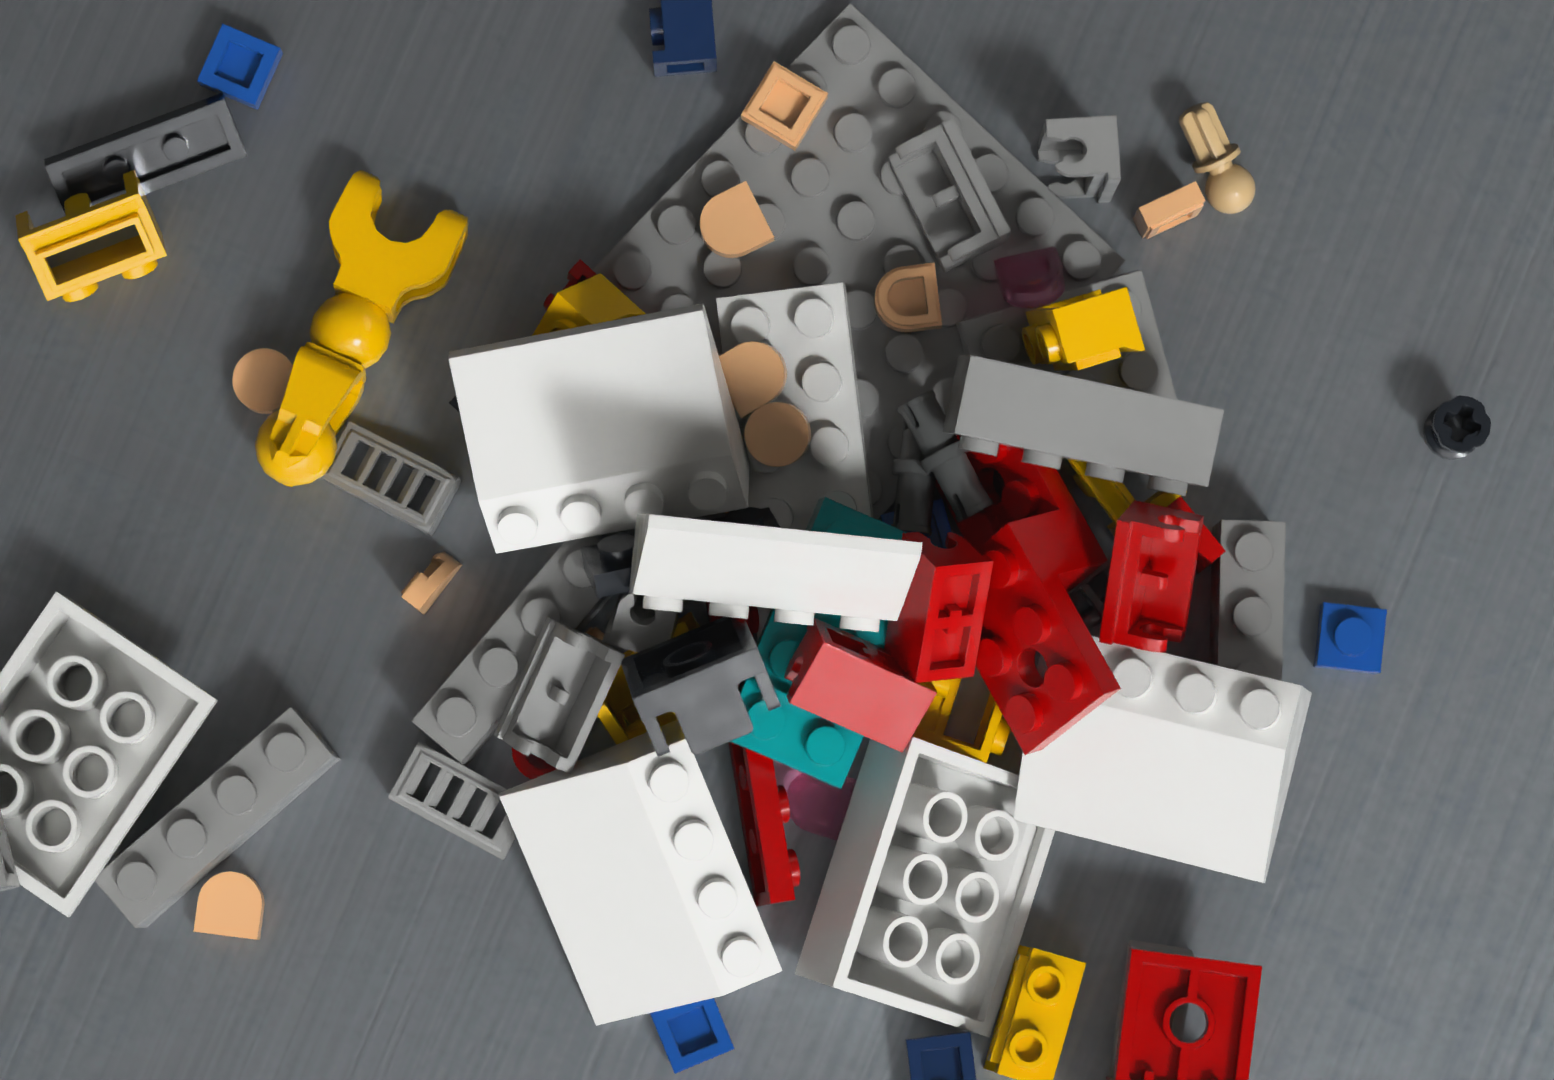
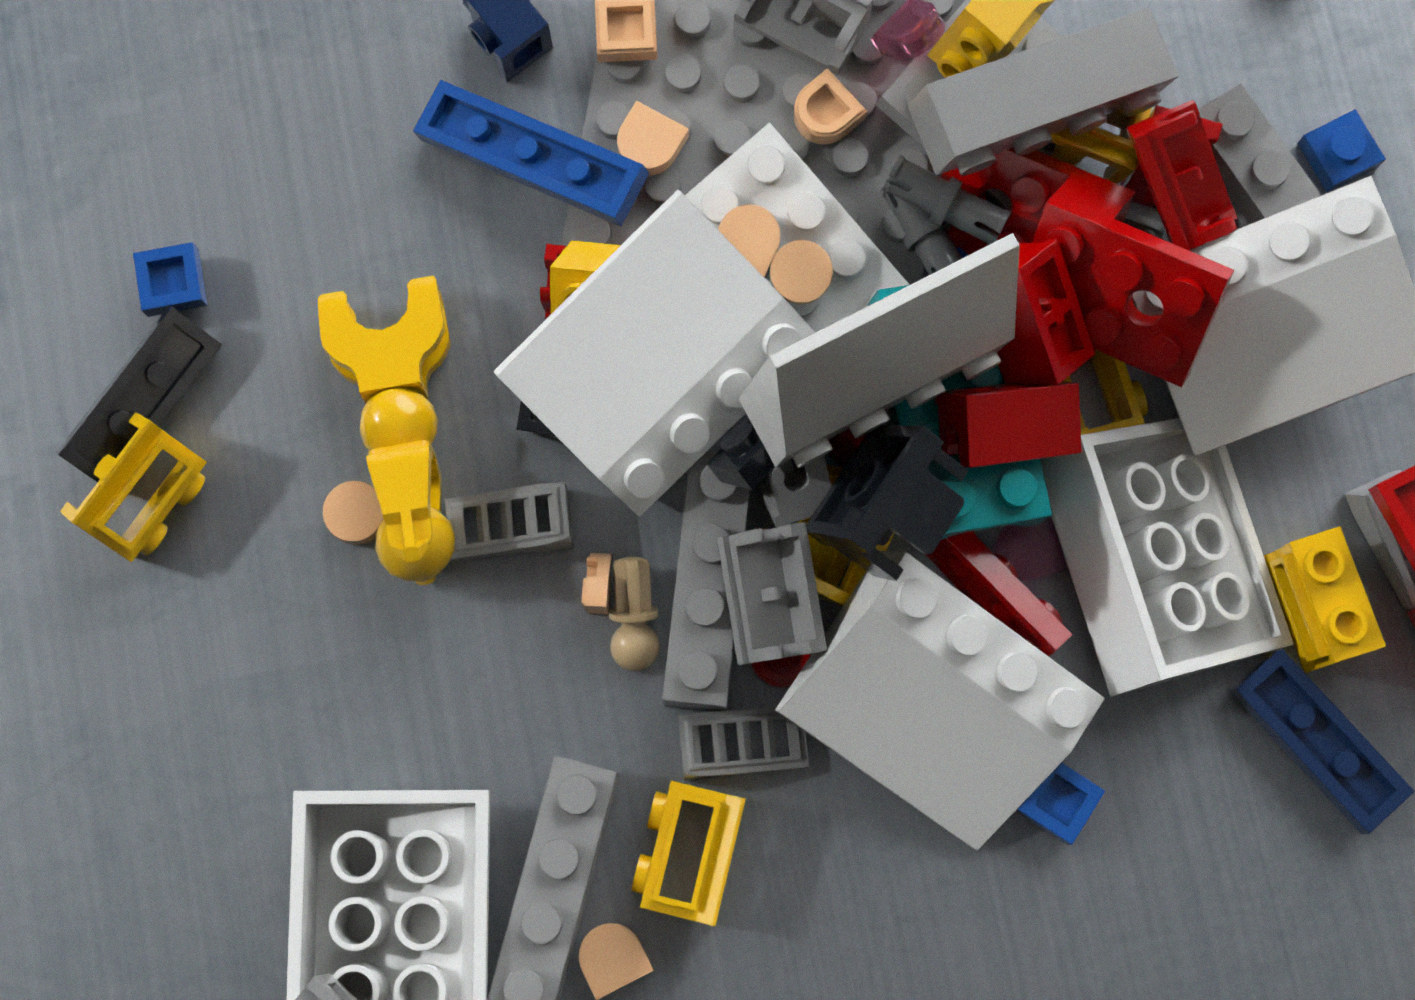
camera: 30 degrees left, 5 degrees down
(370, 881) = (715, 856): none -> yellow window
(427, 654) = (634, 643): none -> tan axle
(624, 164) = (531, 152): none -> blue plate

